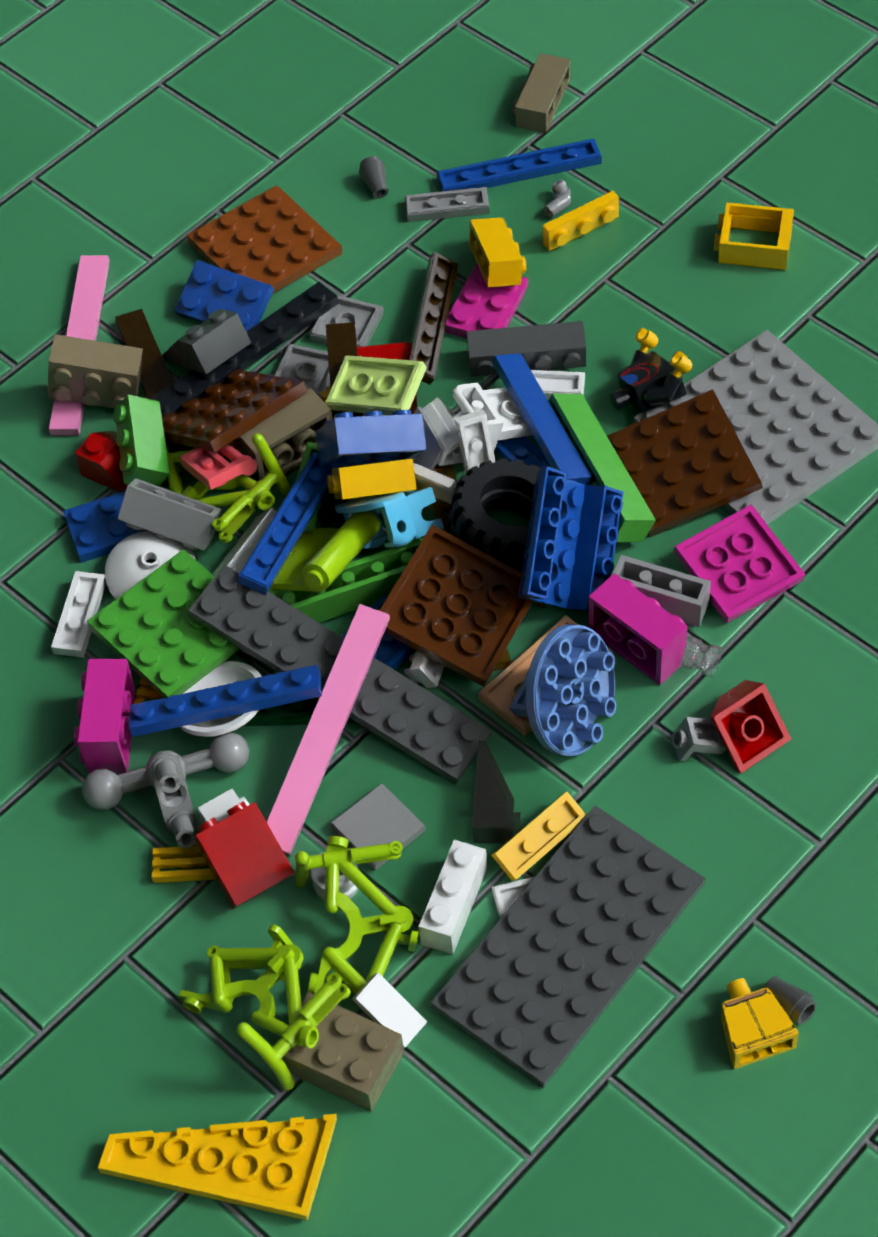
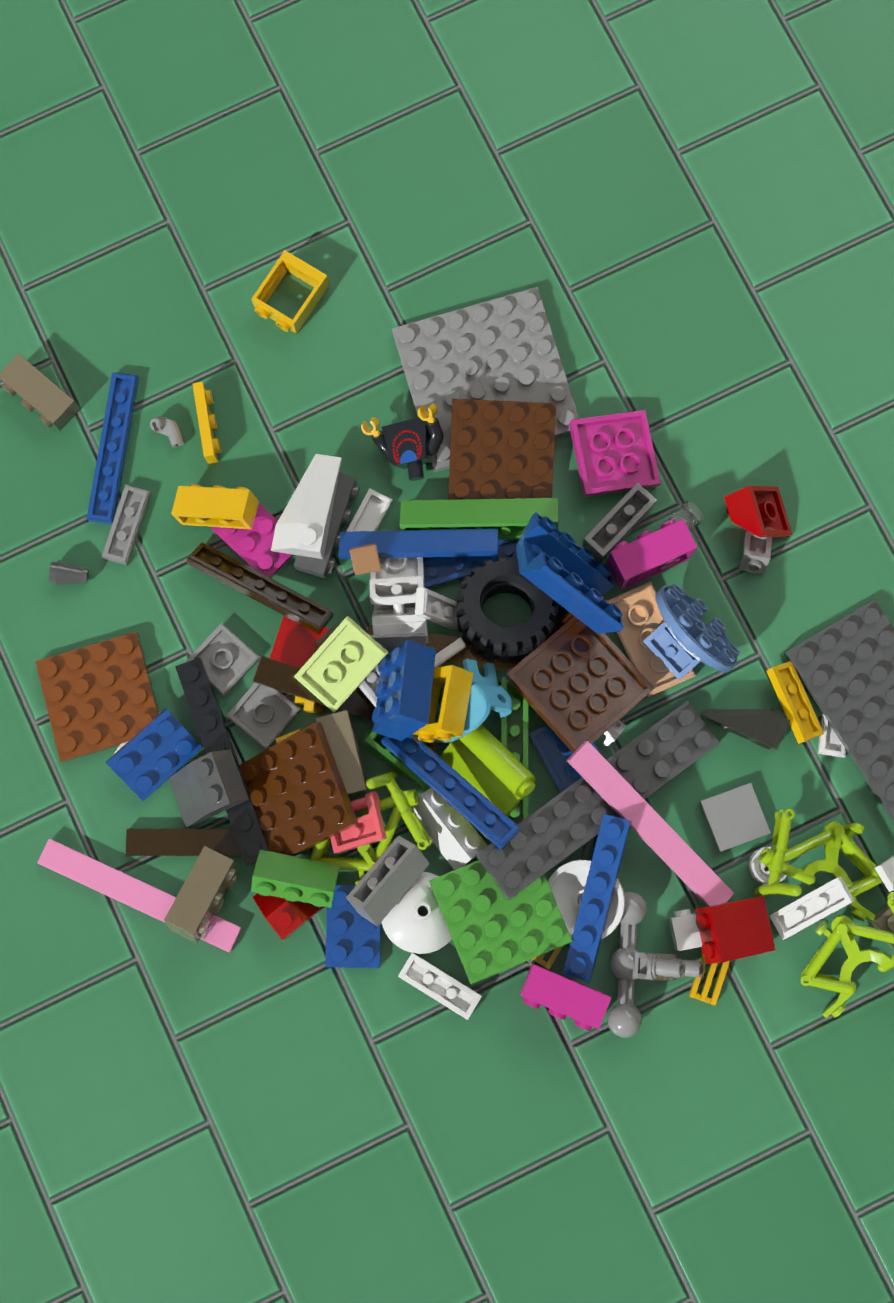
camera: 65 degrees left, 25 degrees up
(301, 925) = (812, 908): none -> white plate
(453, 897) = (824, 785): white brick -> none
(499, 375) = (365, 559): none -> medium nougat tile
(524, 322) = (307, 516): none -> white wedge

